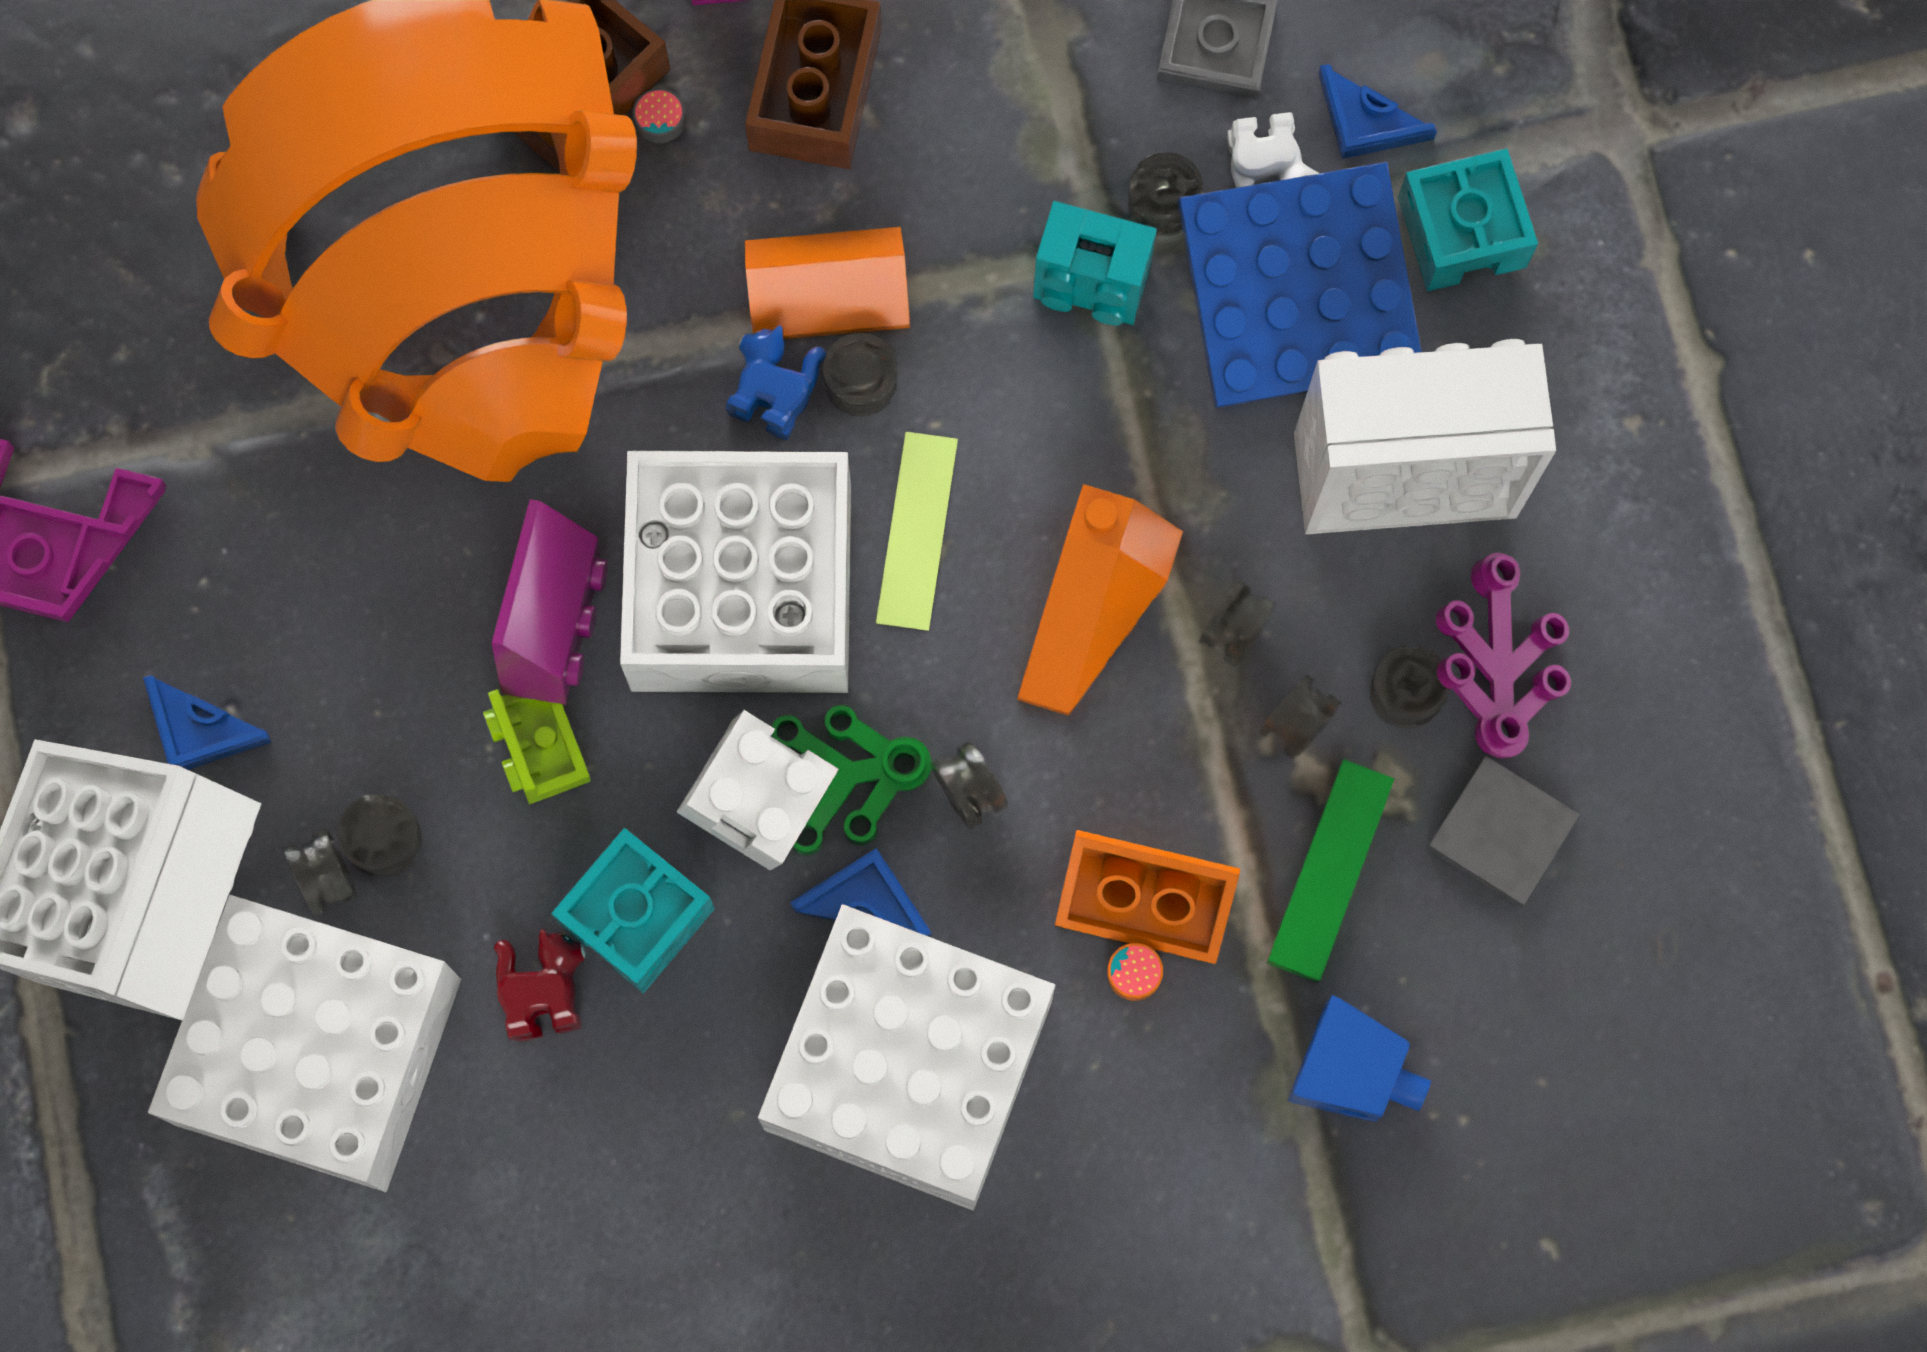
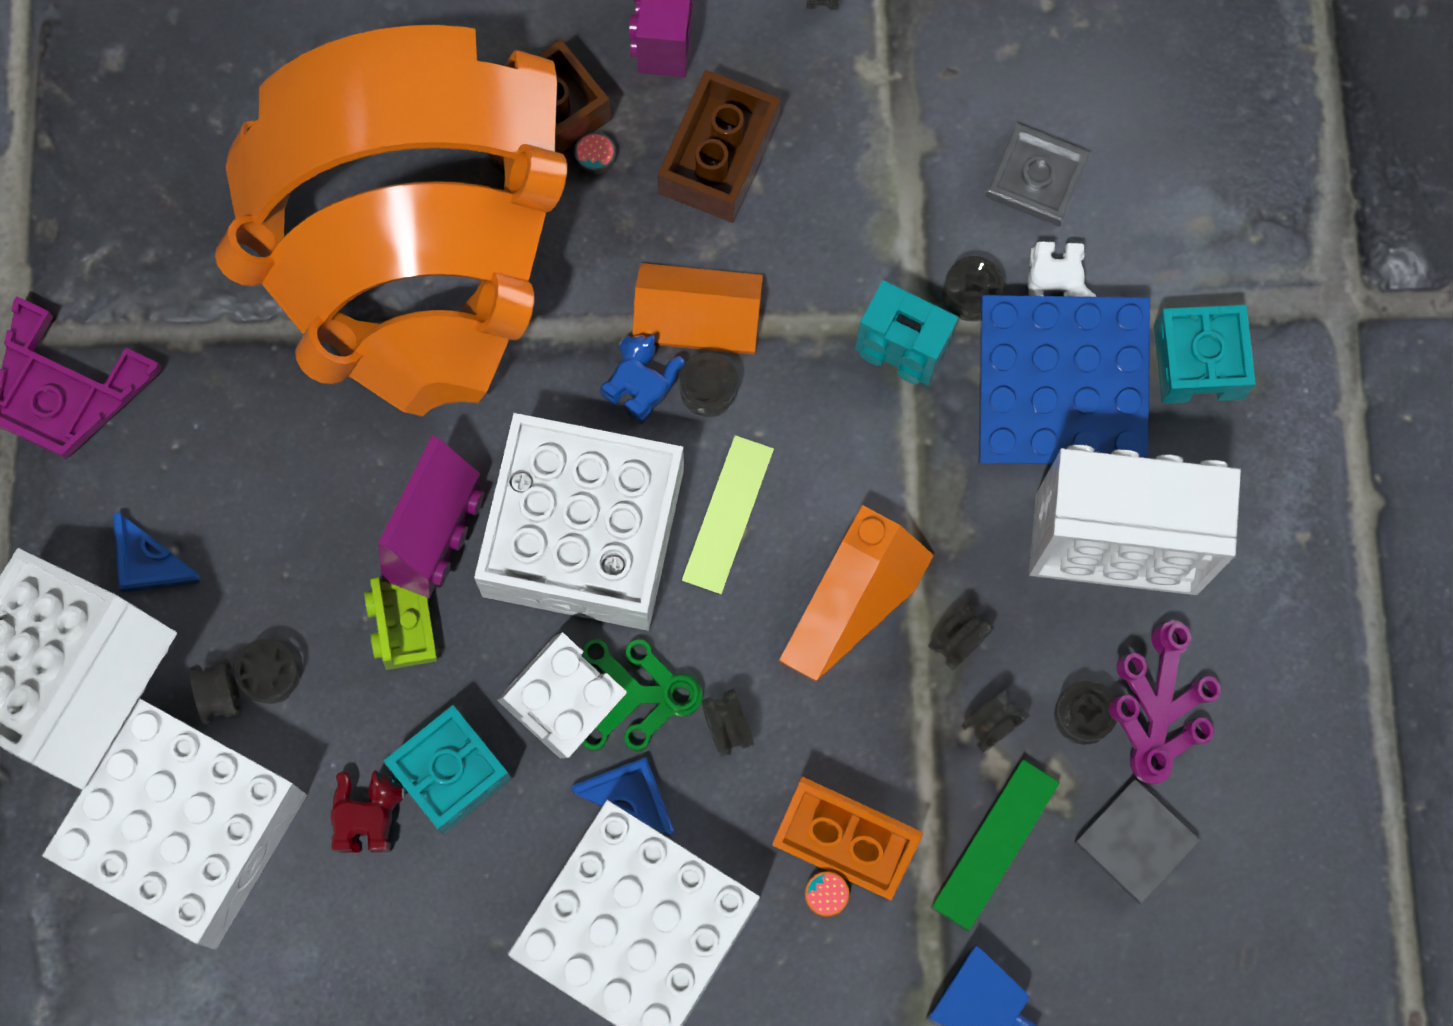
camera: 10 degrees right, 0 degrees up
(1366, 119) = (1141, 259): blue tile -> none

